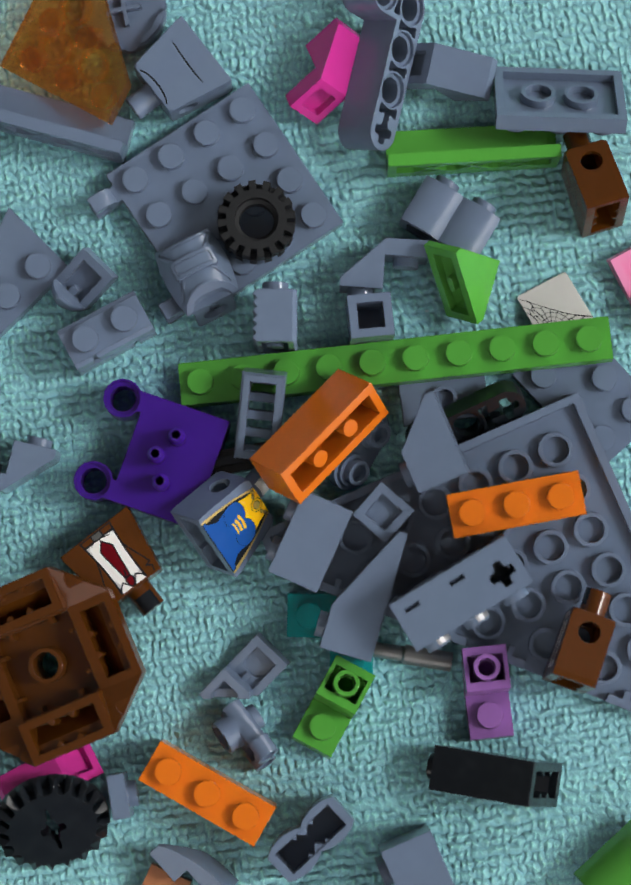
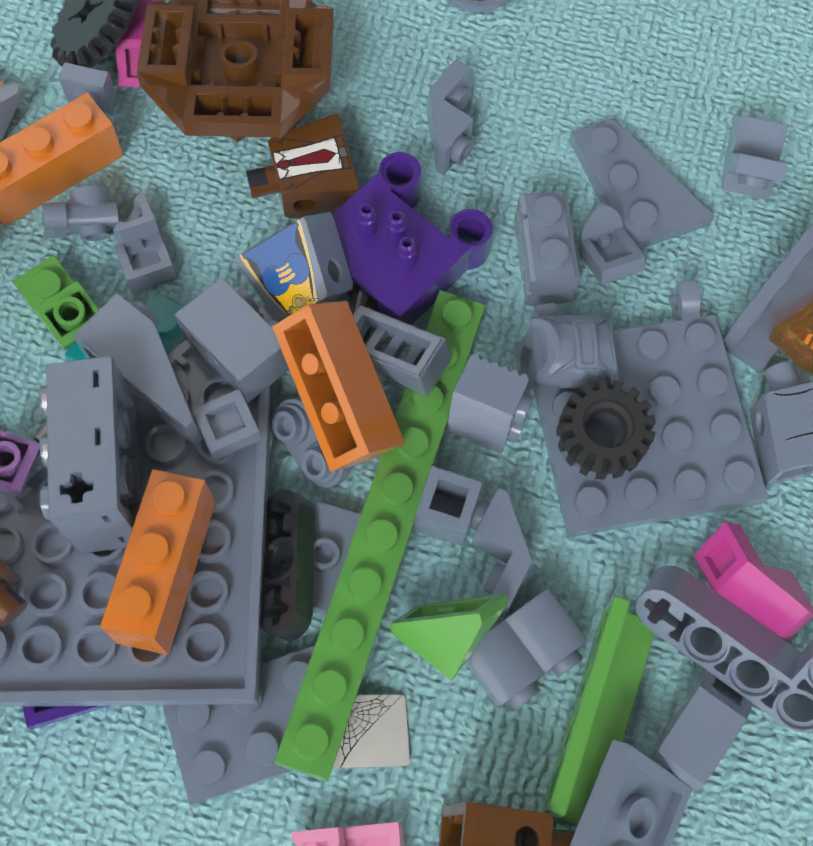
camera: 110 degrees right, 15 degrees down
(431, 448) = (269, 500): sand blue slope -> none

